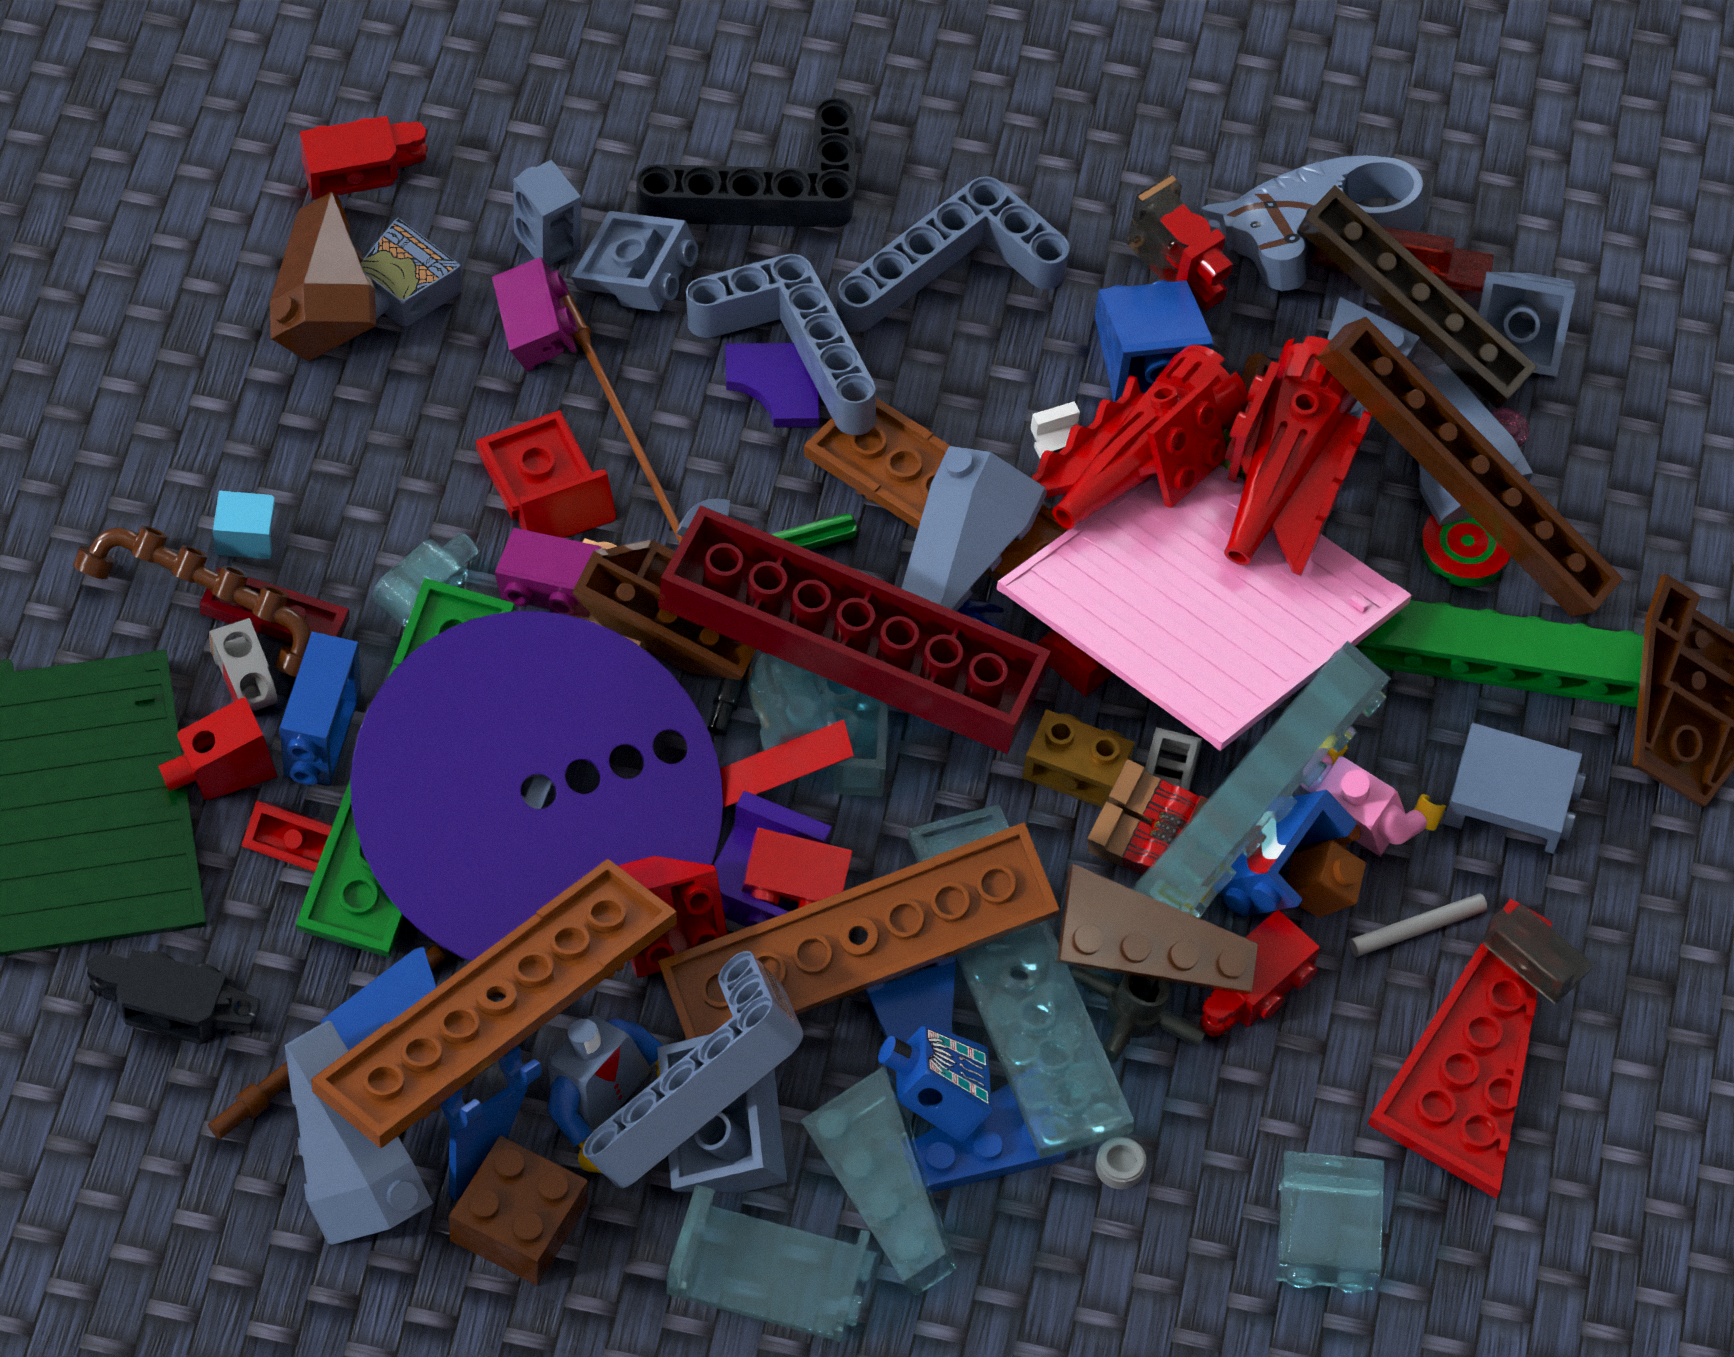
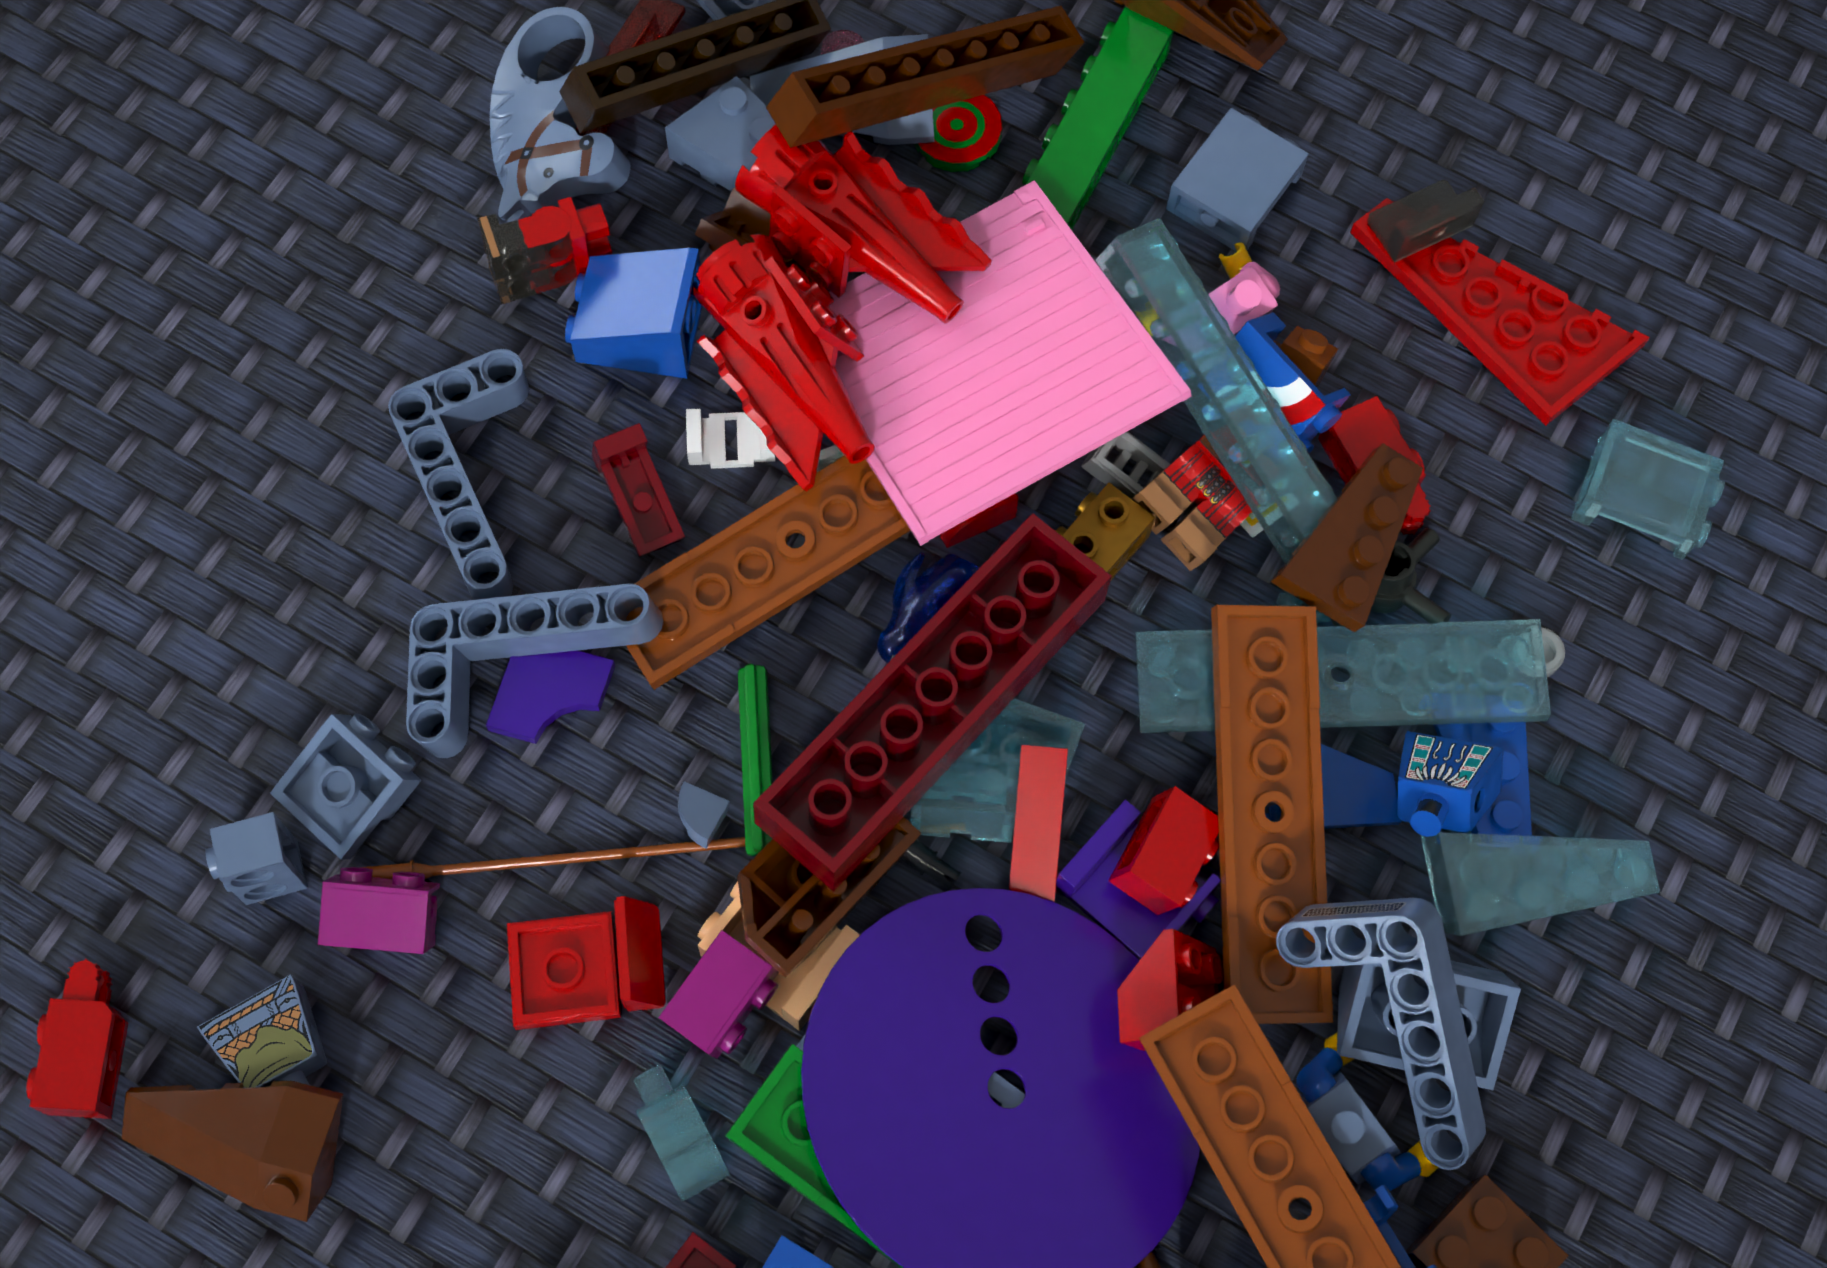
camera: 70 degrees left, 10 degrees up
(763, 193) = (304, 619): black beam -> none
(768, 1269) = (1588, 1017): clear light blue panel -> none
(967, 522) = (835, 547): sand blue wedge -> none
(981, 382) = (637, 490): none -> dark red bracket
(1418, 925) = (1349, 312): light grey bar -> none

